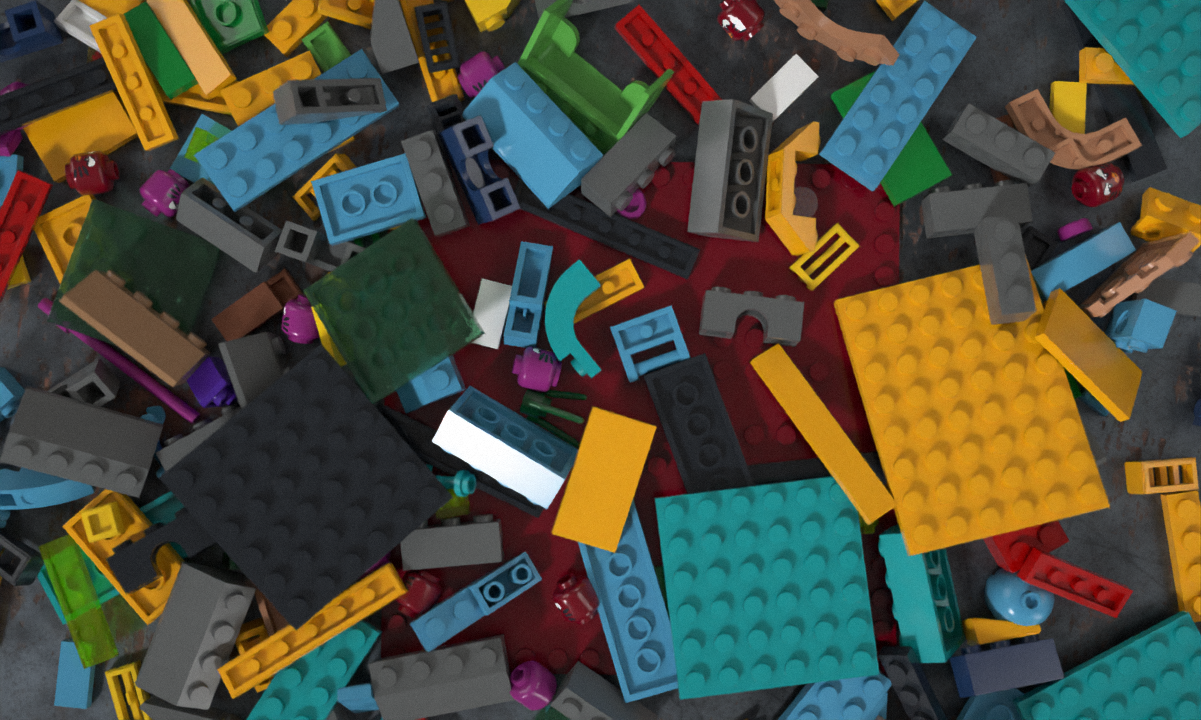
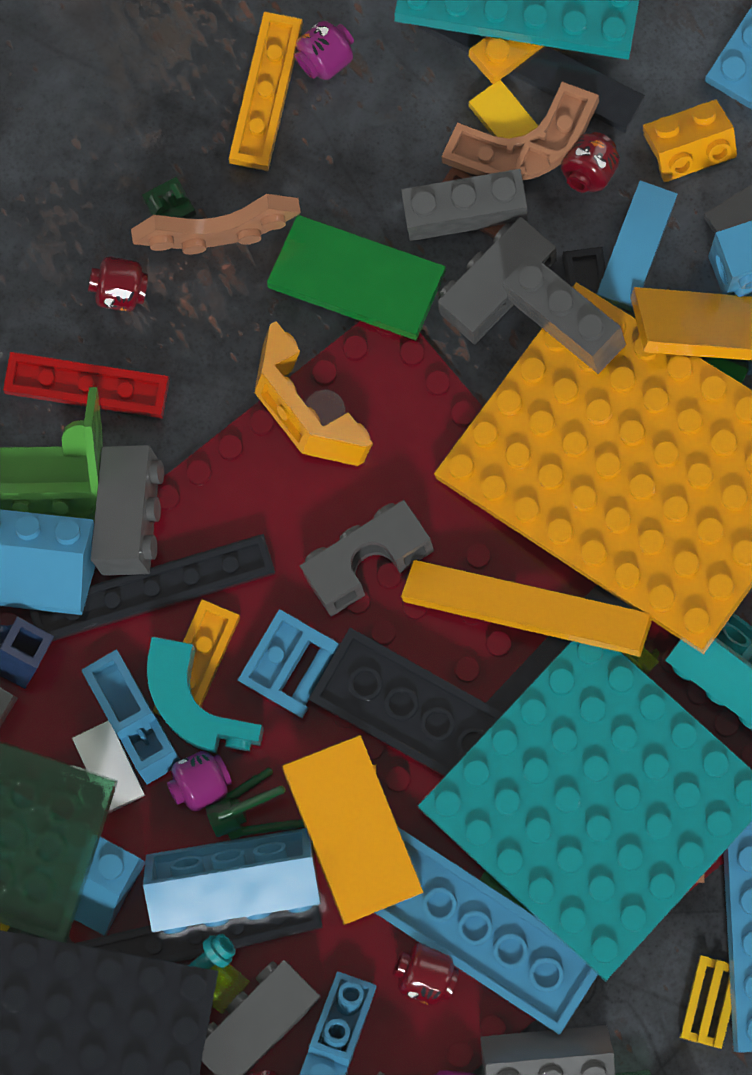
camera: 35 degrees left, 10 degrees down
(636, 206) = (166, 546): magenta tile -> none
(730, 170) = (229, 436): dark grey slope -> none
(784, 87) = (217, 317): white tile -> none
(804, 275) = (385, 475): yellow tile -> none
(898, 97) = (331, 236): dark azure plate -> none
(1074, 229) = (606, 221): magenta tile -> none
(1139, 271) = (695, 218): nougat plate -> none

